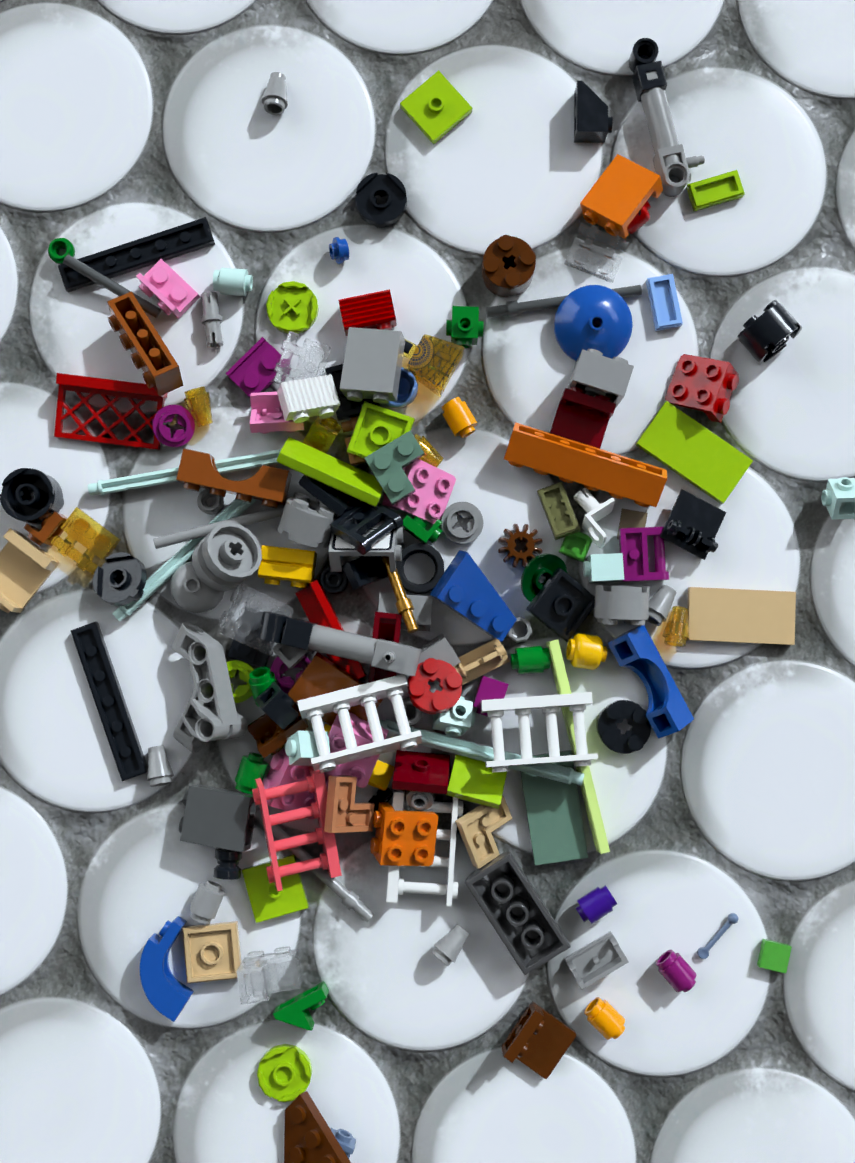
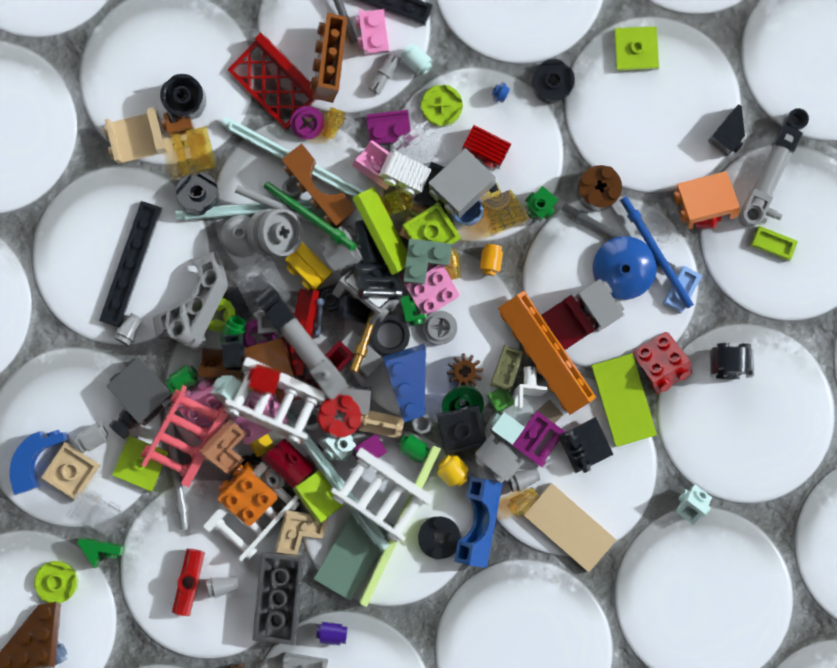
camera: 35 degrees right, 0 degrees up
(290, 510) = (336, 235): none -> green bar
(327, 590) = (320, 302): none -> sand blue hinge
(332, 710) = (263, 379): none -> red brick
(422, 983) = (192, 568): none -> red piece
(564, 267) = (635, 217): none -> blue bar

